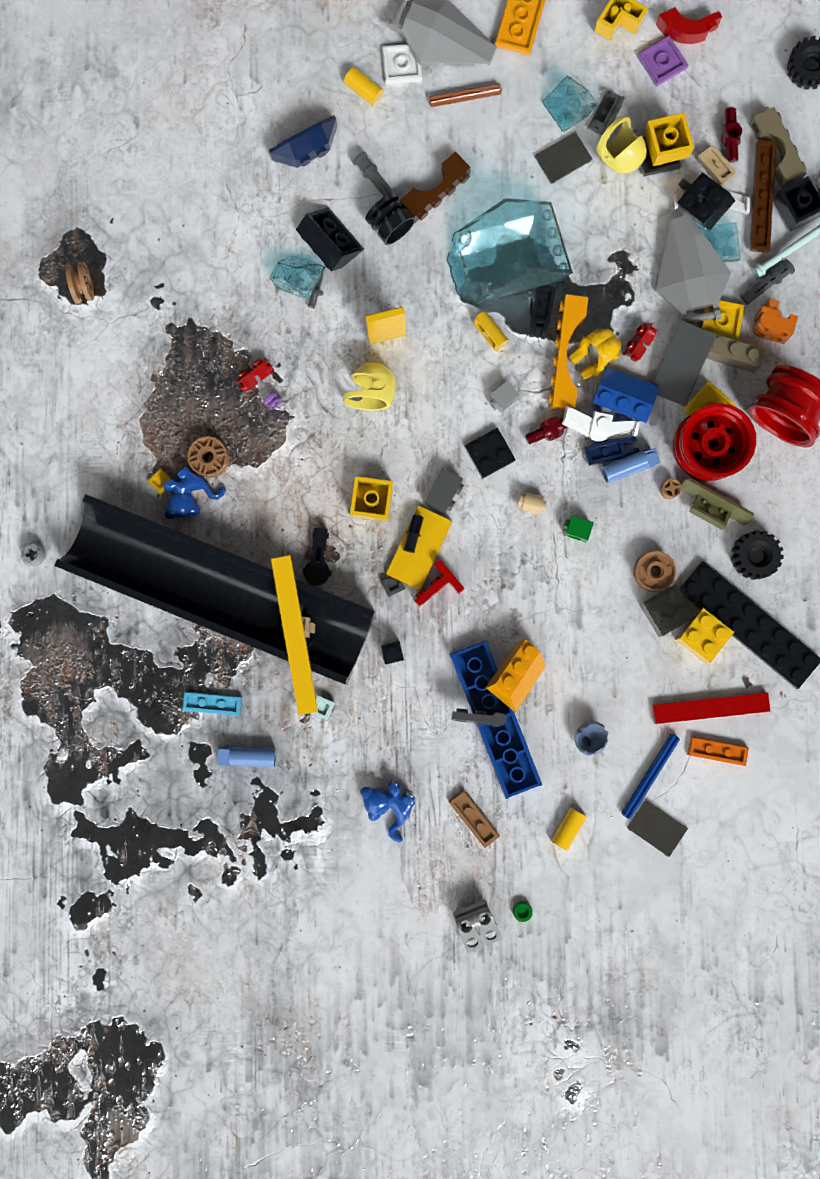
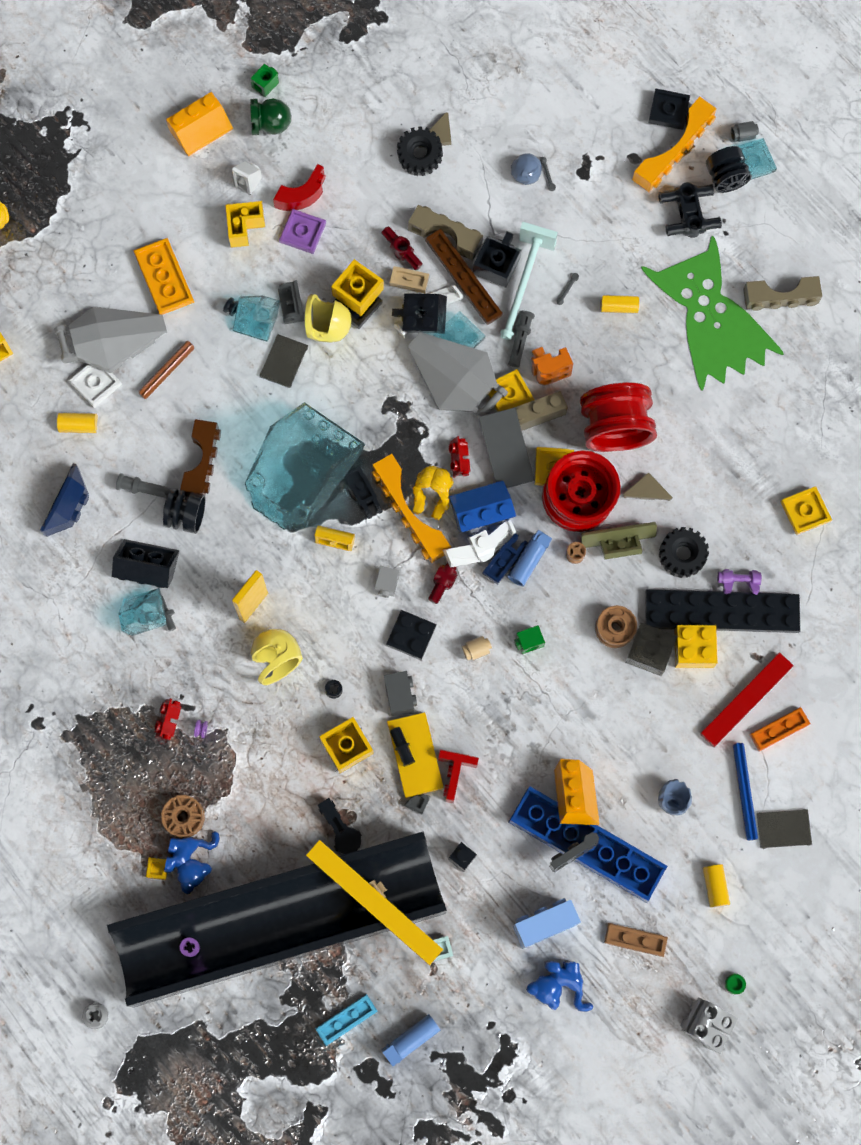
camera: 45 degrees left, 10 degrees down
(134, 553) = (186, 952): none -> medium lavender bush
(401, 452) = (339, 689): none -> black bush
(415, 753) = (546, 923): none -> light blue brick
(554, 80) = (230, 306): none -> black bush
(770, 482) = (648, 489): none -> dark tan tile
(775, 602) = (727, 578): none -> medium lavender piece

